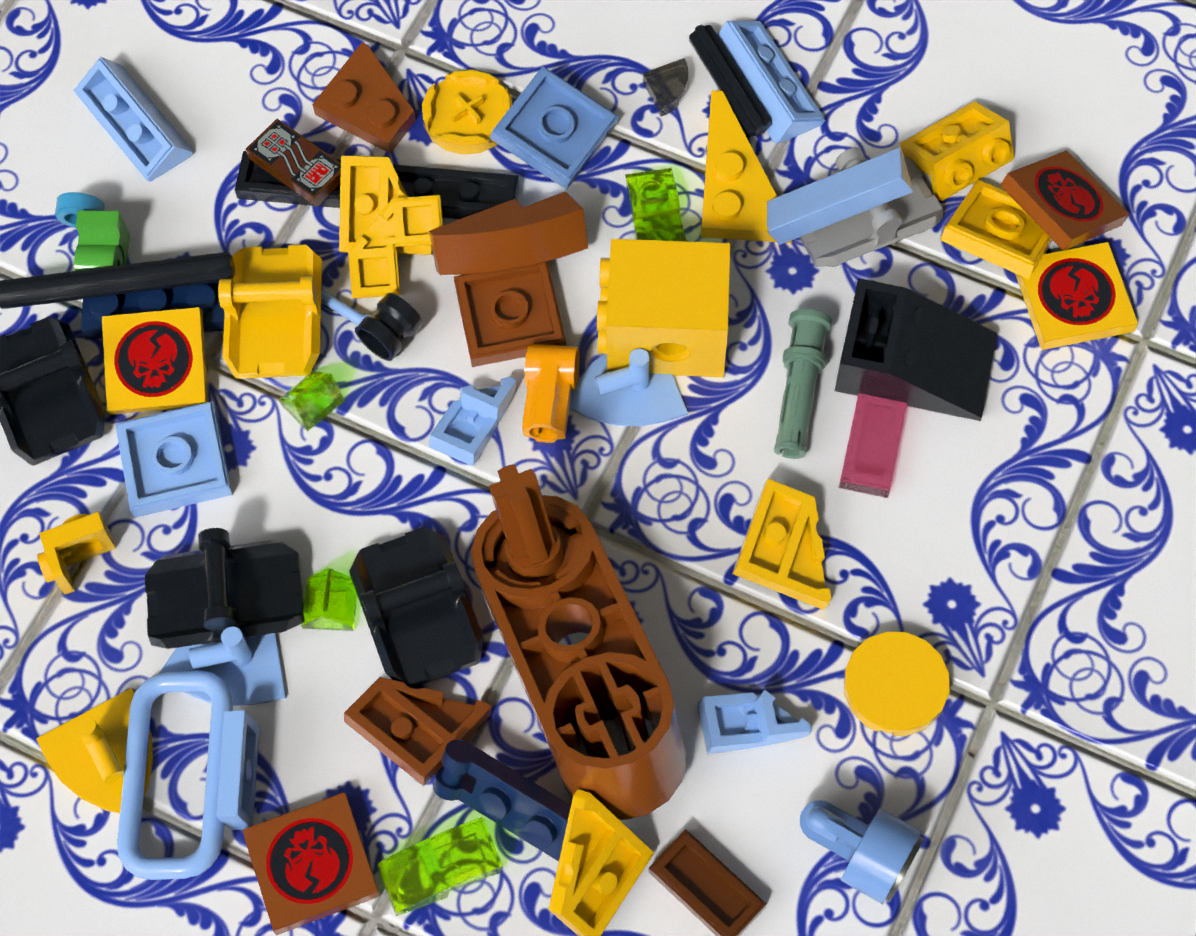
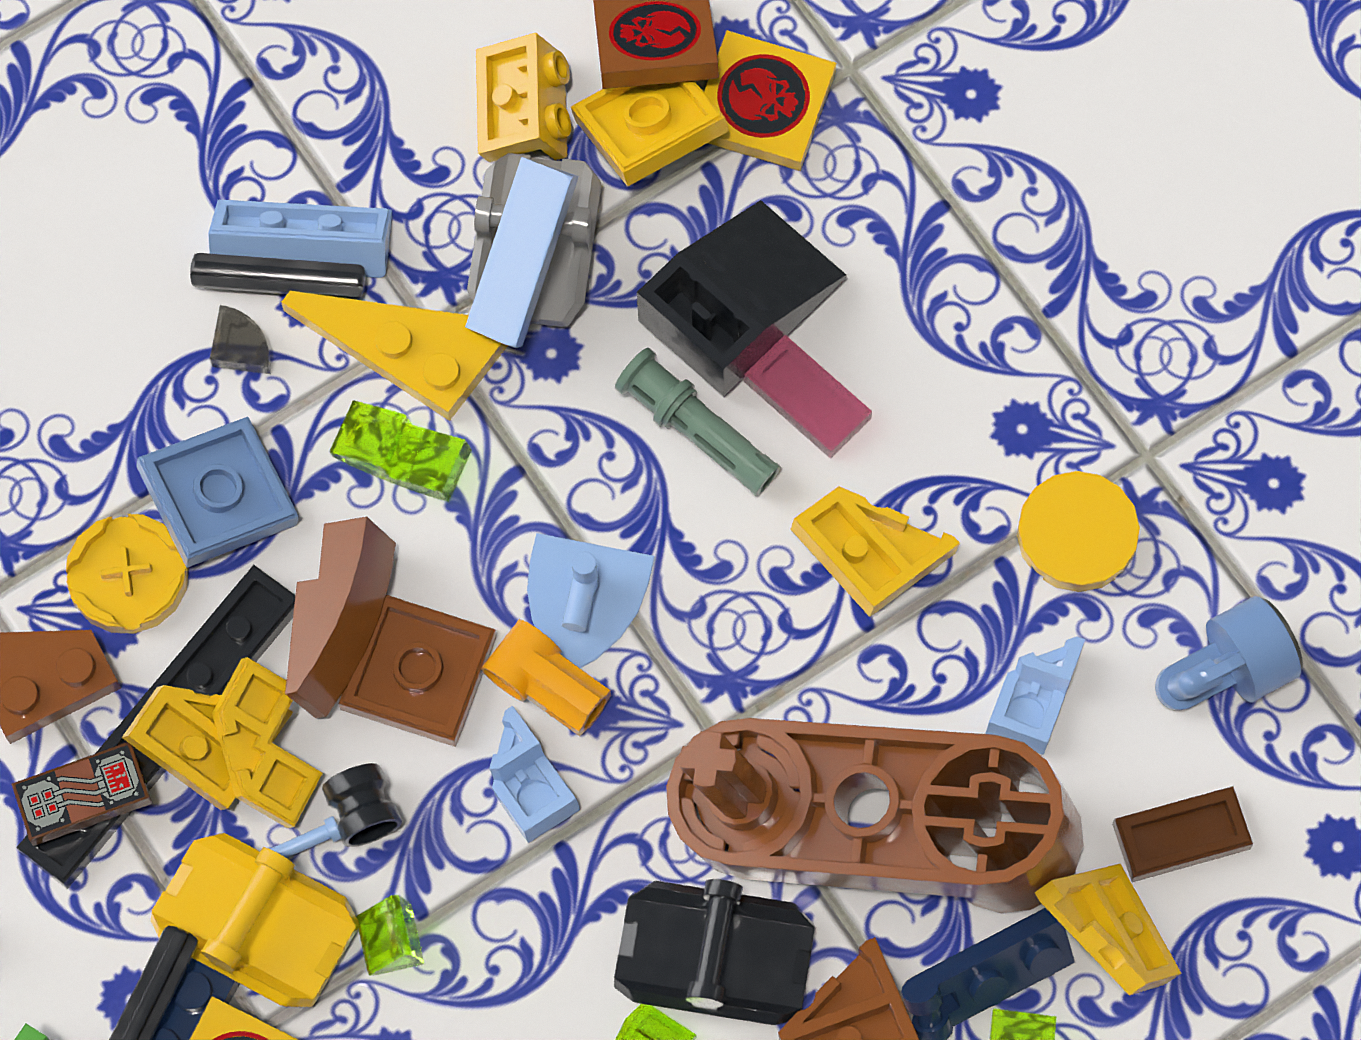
camera: 60 degrees left, 5 degrees up
(666, 302) = (537, 499): yellow brick -> none

